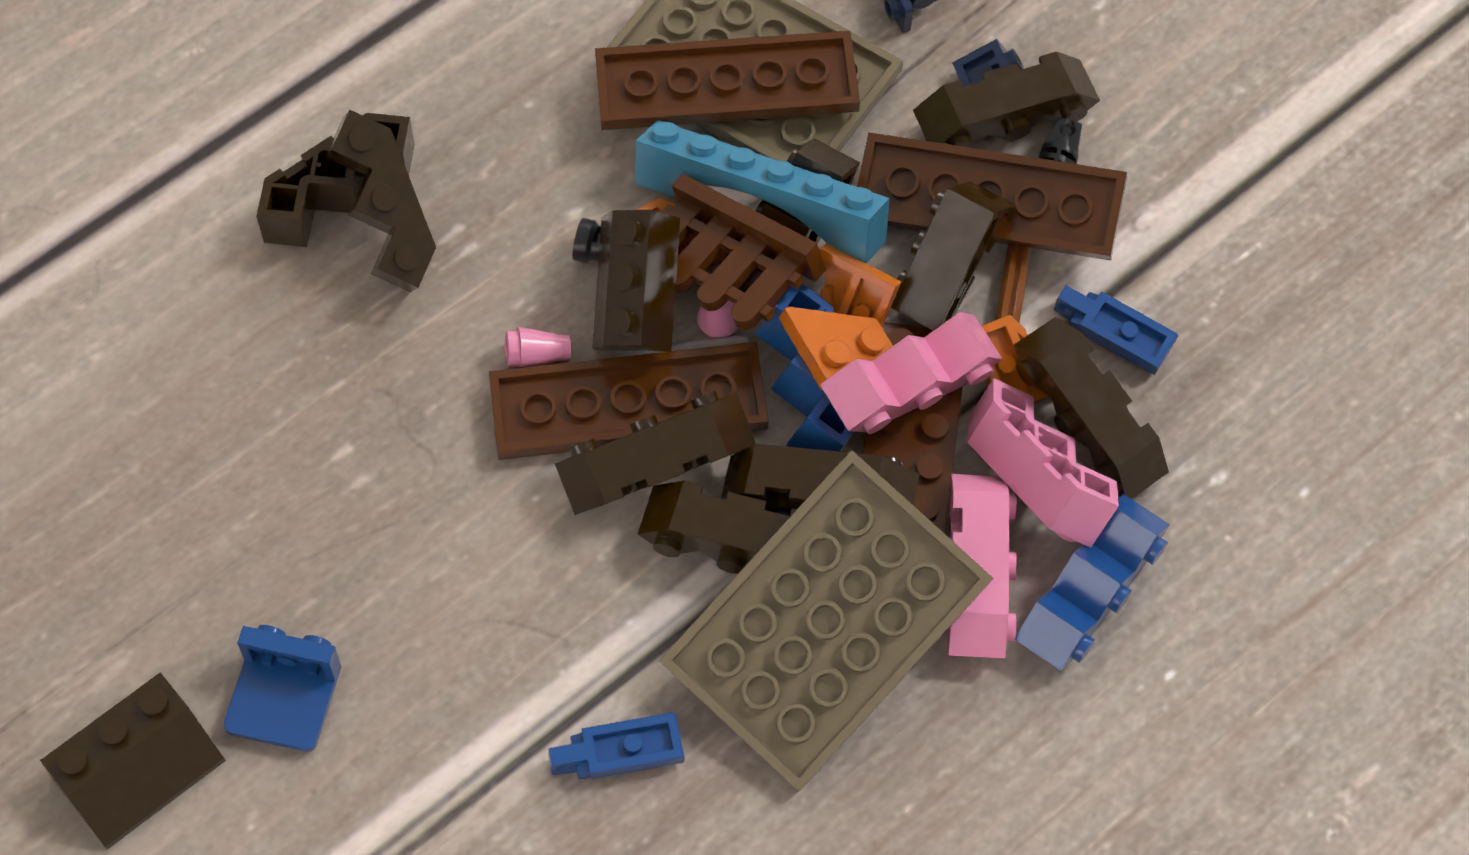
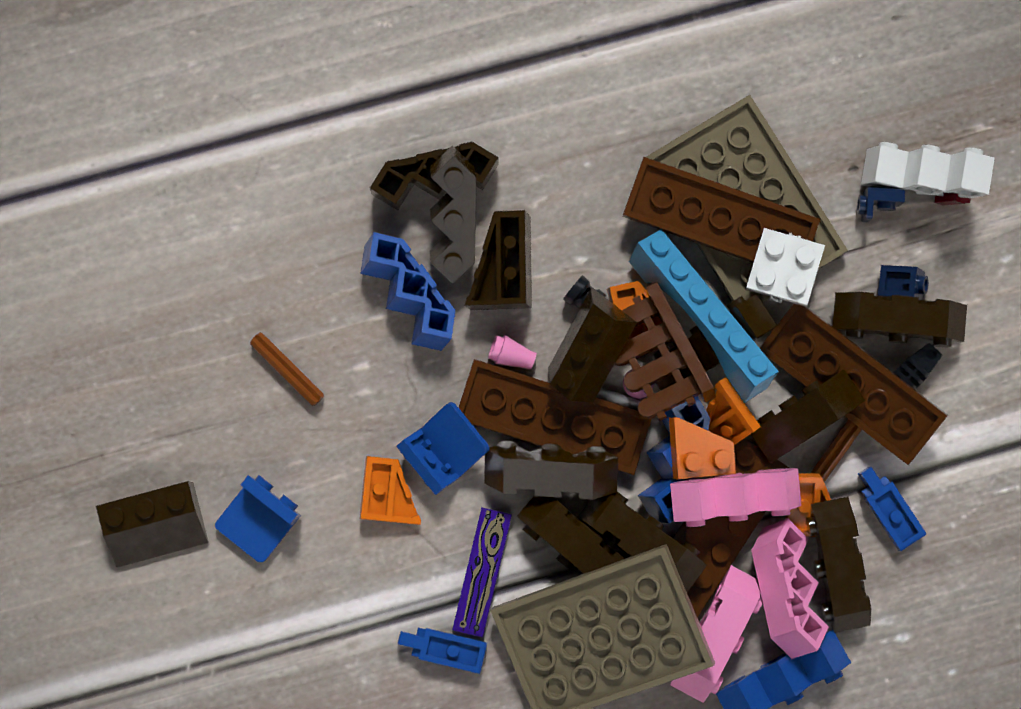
camera: 25 degrees right, 20 degrees up
(241, 491) = (286, 369): none -> dark orange axle
(365, 322) = (410, 289): none -> blue brick
(447, 586) = (386, 493): none -> orange wing
(477, 248) = (505, 265): none -> dark brown wedge
(501, 488) = (444, 448): none -> blue bracket
(625, 631) = (482, 572): none -> tile
(835, 94) = (785, 267): none -> white plate

